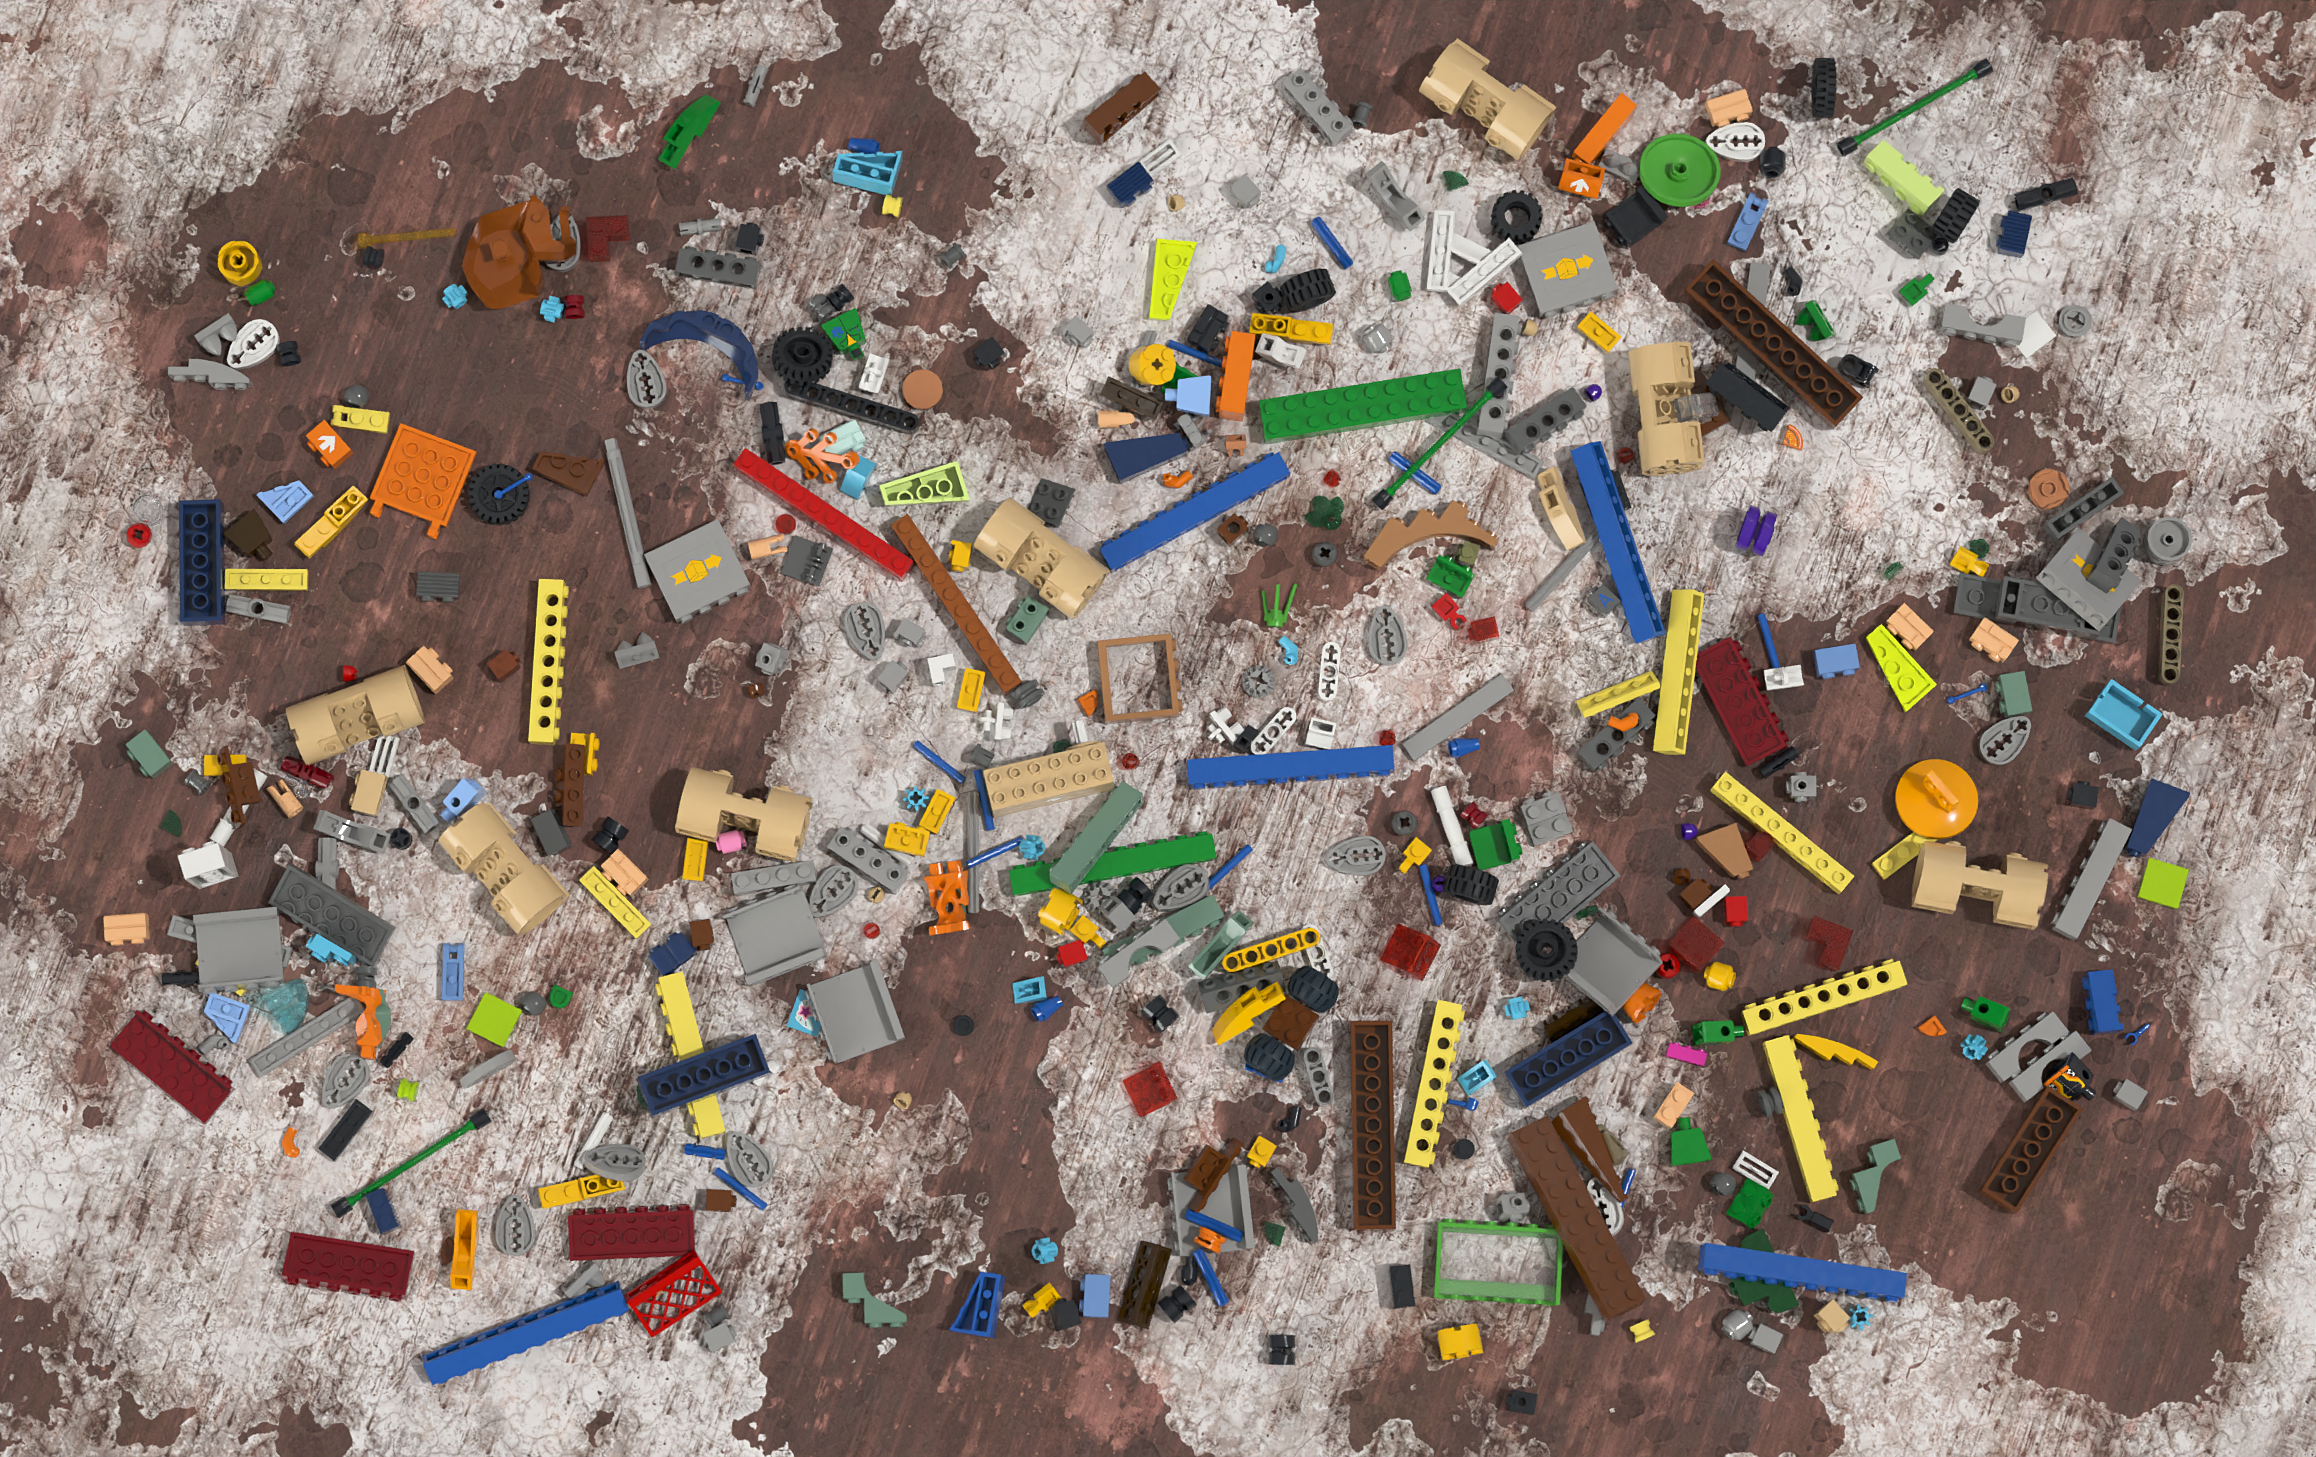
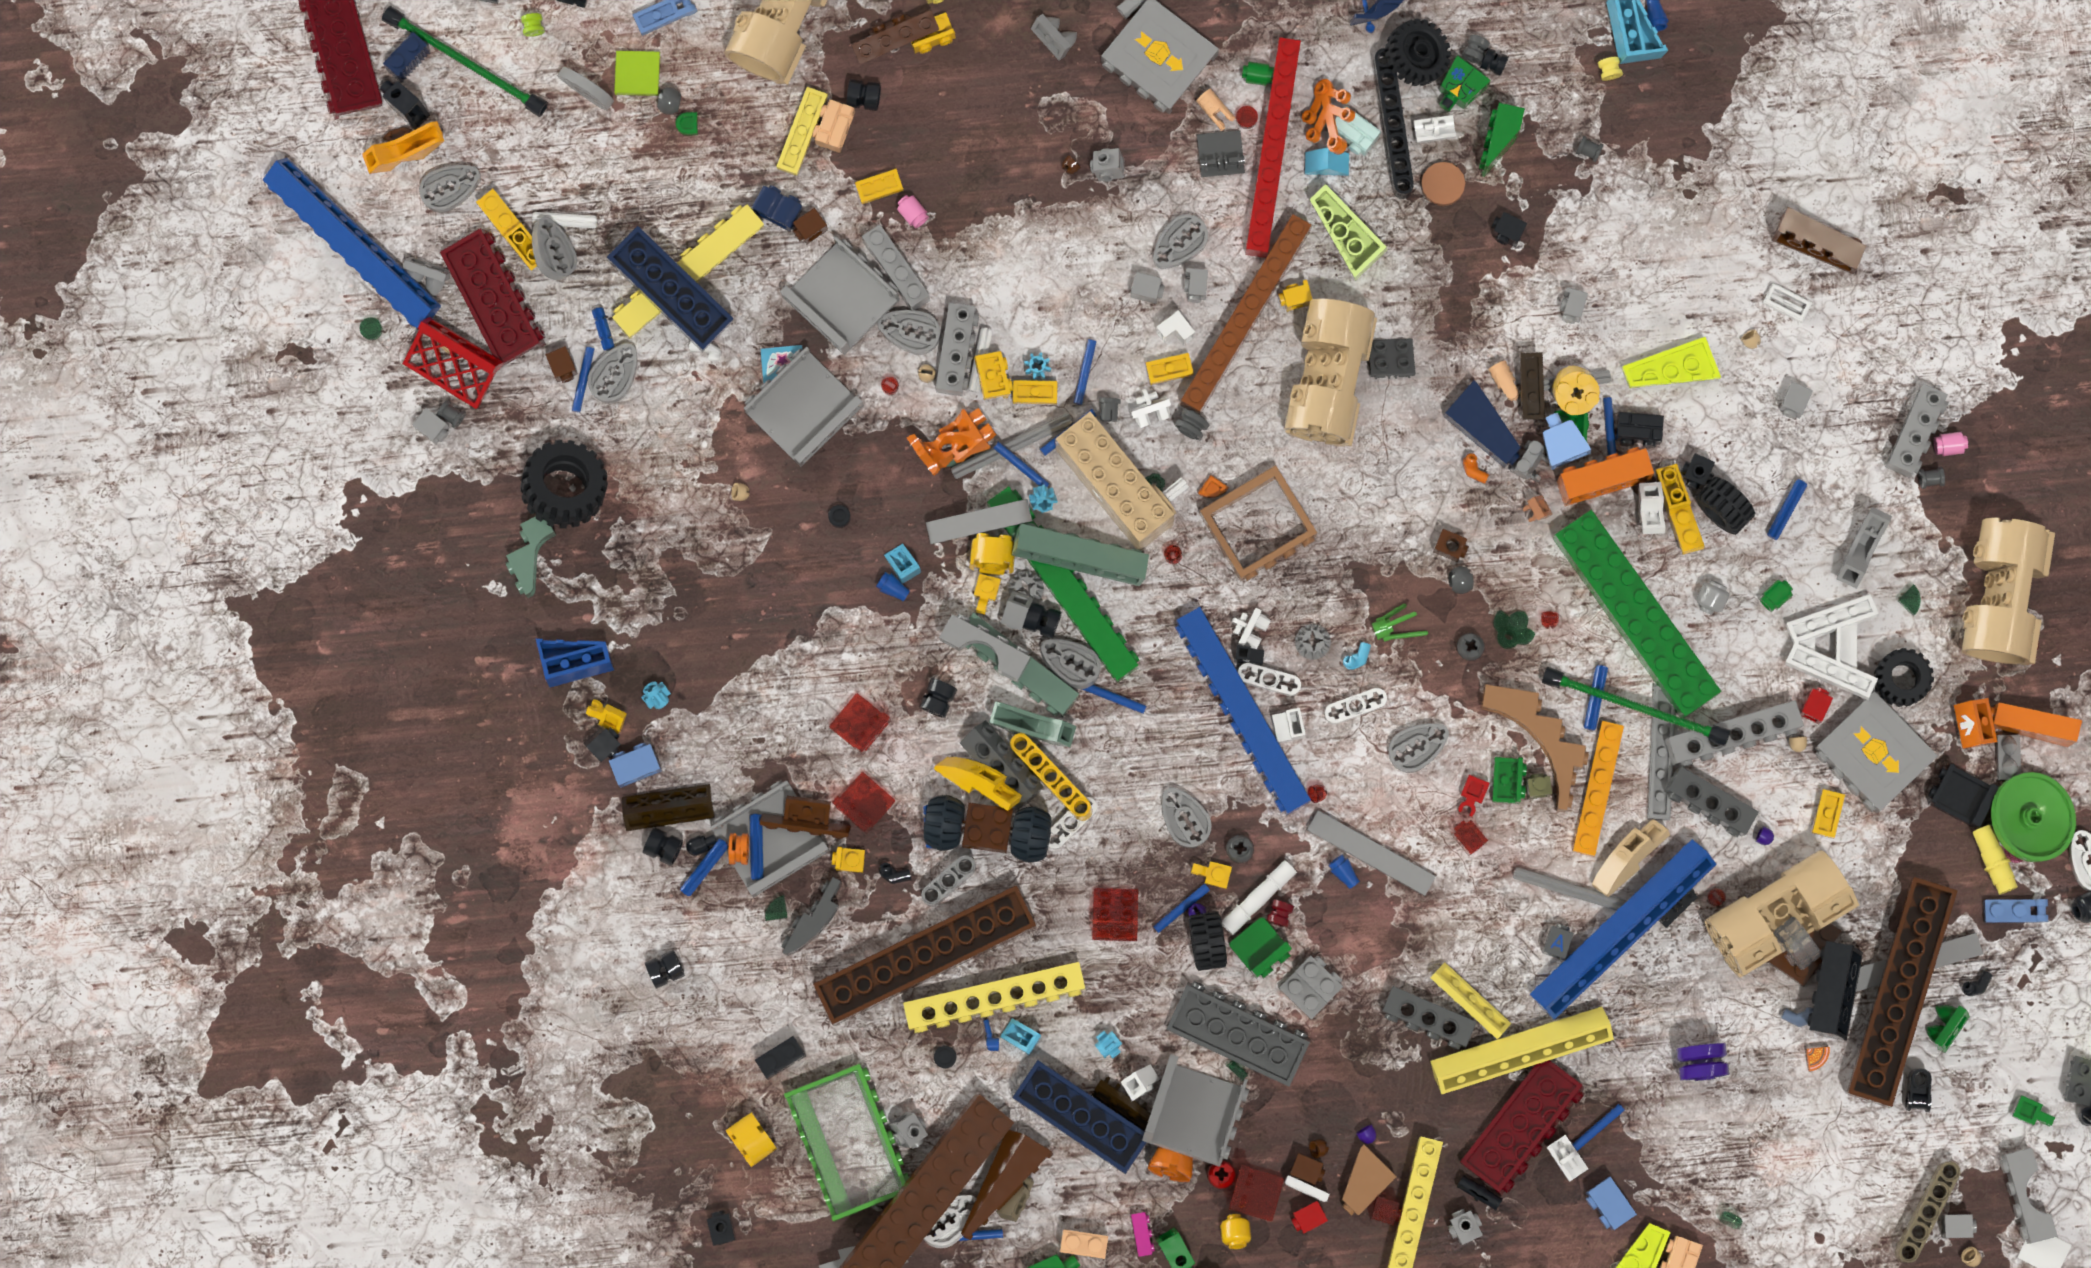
camera: 70 degrees right, 0 degrees up
(424, 1231) = (404, 103): none -> black torso
(551, 832) = (838, 40): dark grey hinge -> none
(607, 1351) = (371, 328): none -> clear green tile
(710, 803) = (936, 170): tan cylinder -> none
(753, 497) = (1258, 73): none -> green brick
(772, 433) = (1329, 61): black piece -> none
(816, 1222) = (568, 458): none -> black tyre
(901, 314) = (1505, 127): none -> green slope
(1027, 619) = (1264, 389): sand green brick -> none
(1027, 909) = (979, 521): none -> light grey beam
(1071, 954) = (956, 586): red brick -> none
(1130, 185) = (1746, 286): dark blue brick -> none
(1194, 512) = (1450, 501): blue brick -> none
(1219, 1117) = (864, 802): none -> clear red bracket
(1278, 260) = (1743, 465): medium azure arm -> none
(1341, 85) = (1950, 444): none -> bright pink brick
(1491, 507) = (1598, 788): none -> light orange plate
(1549, 965) = (1181, 1029): black wheel -> none
(1561, 996) = (1140, 1082): none -> white brick
(1625, 723) = (1443, 1020): orange arm -> none
(1699, 217) = (1995, 860): none -> light yellow piece
(1756, 436) = (1799, 1019): none -> sand blue arm

